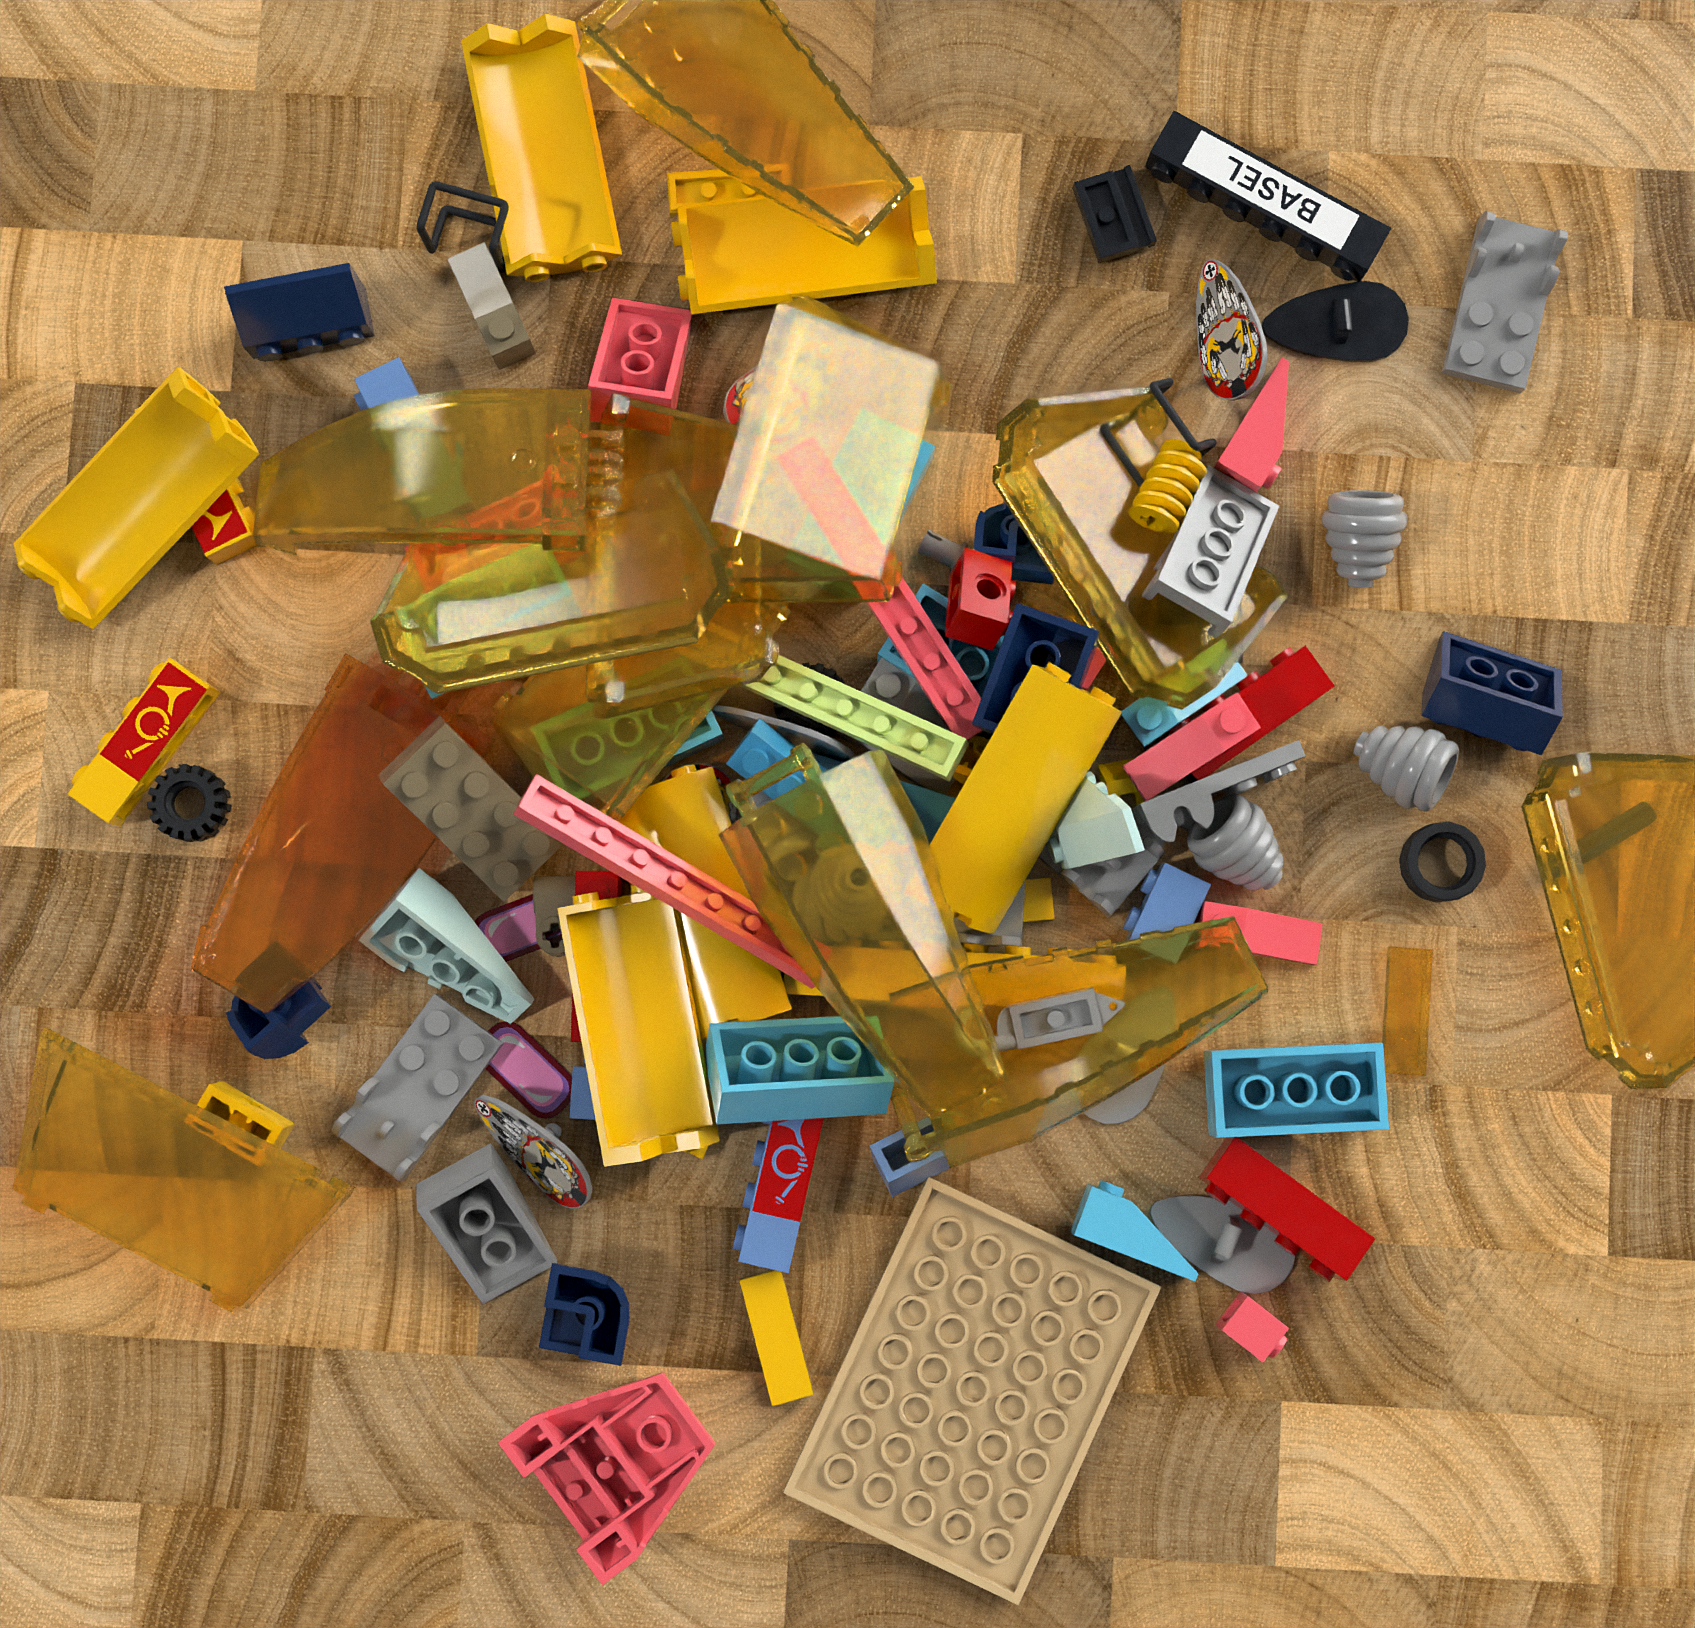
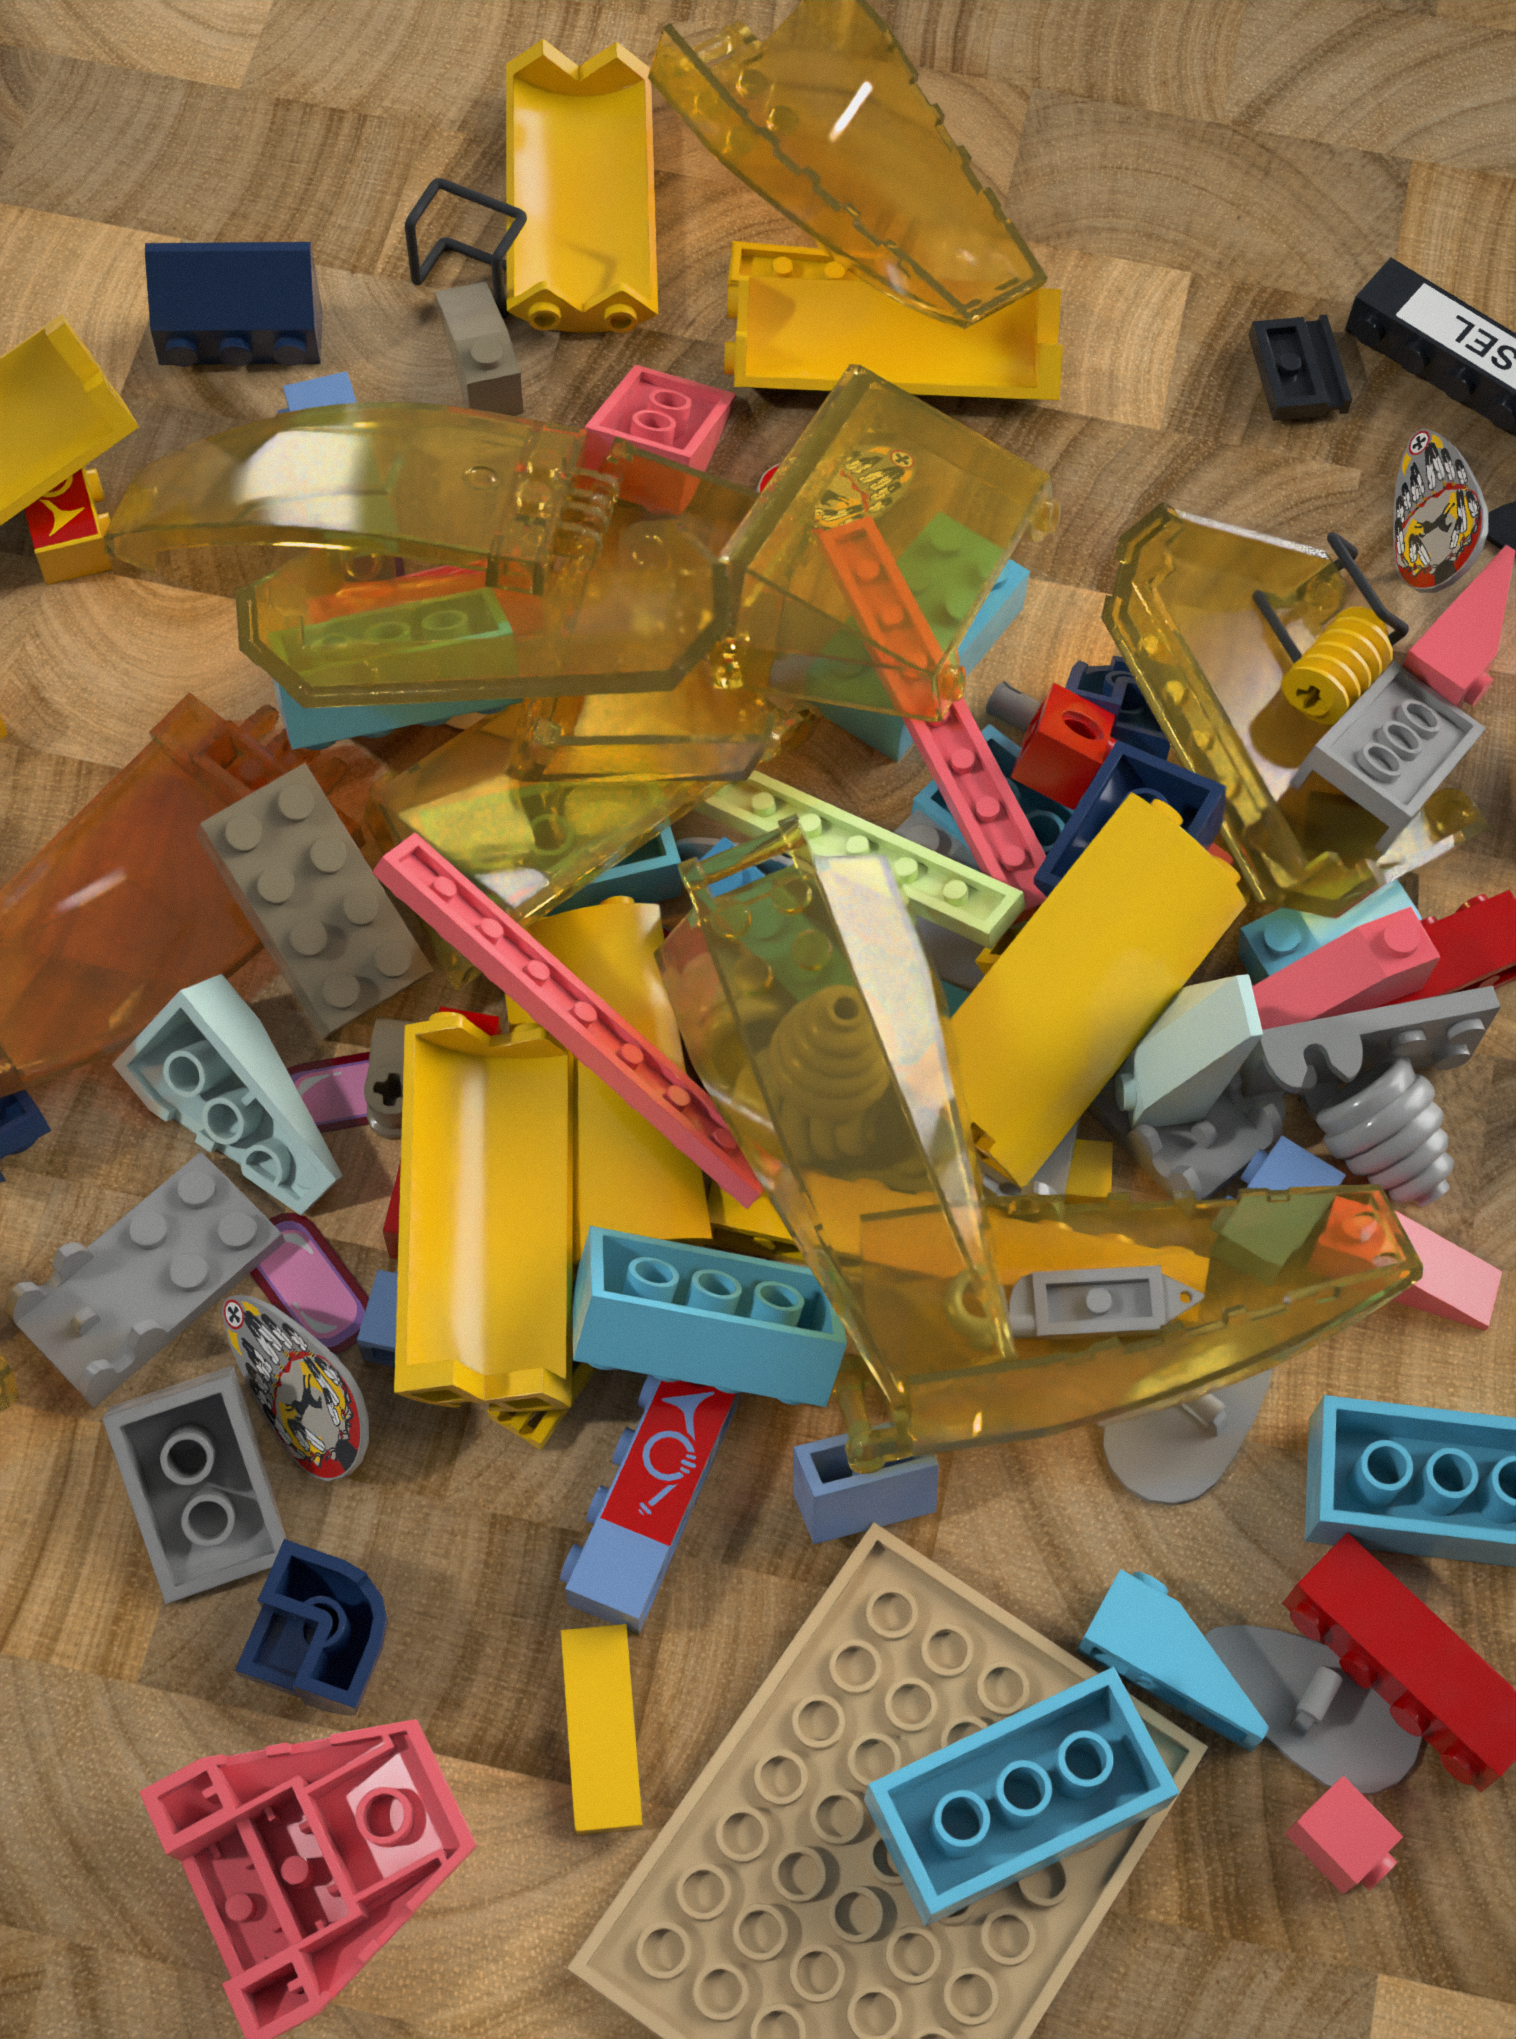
camera: 10 degrees right, 20 degrees down
(1047, 1351) = (1019, 1796): none -> medium azure brick

